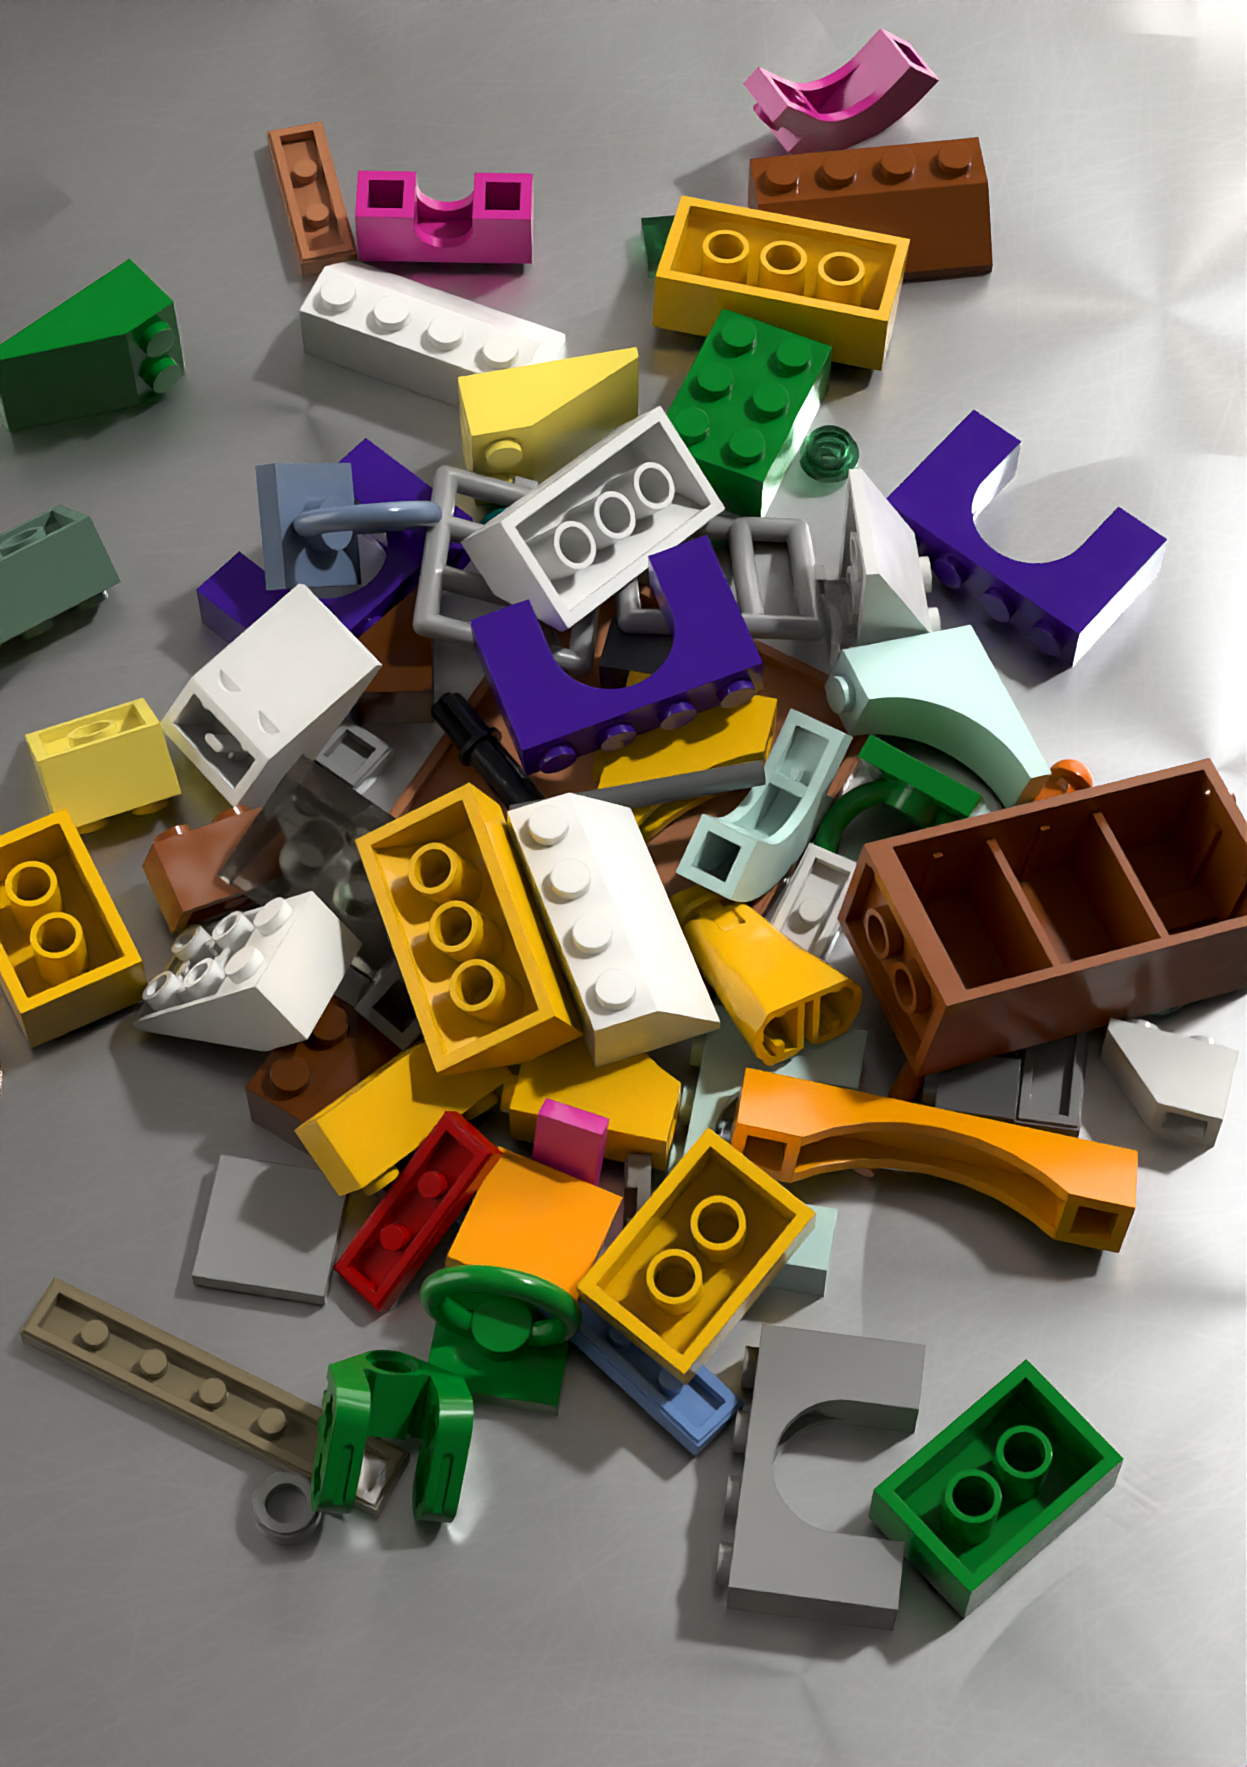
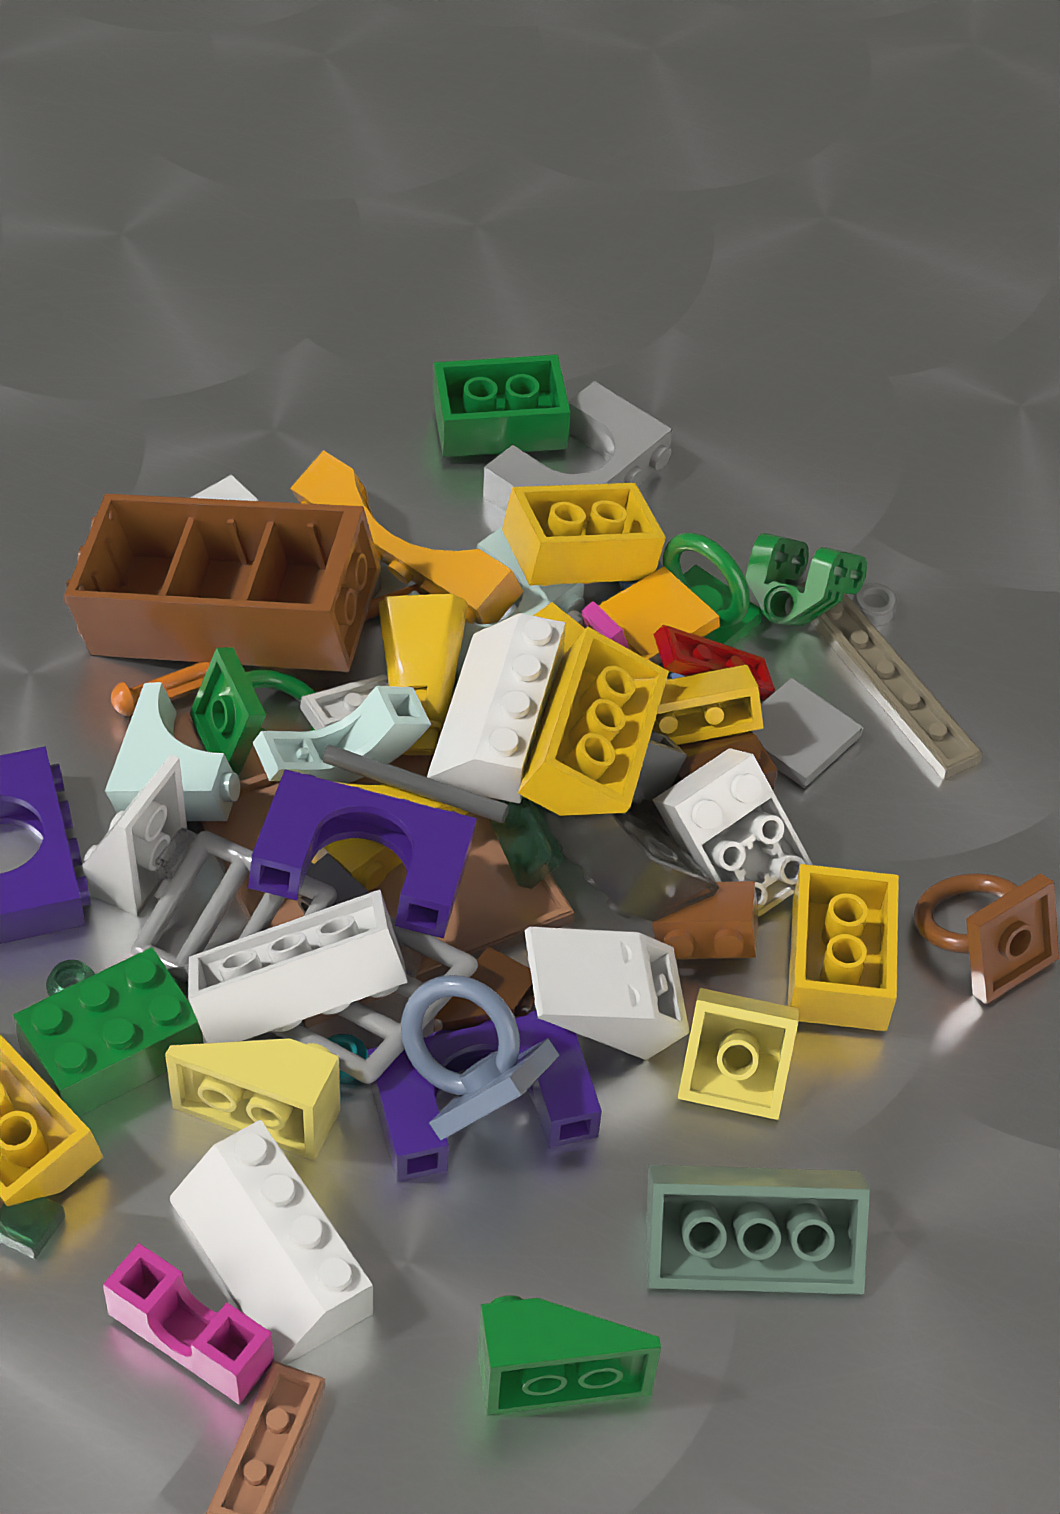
camera: 150 degrees left, 10 degrees down
(483, 750) = (477, 904): black axle -> none

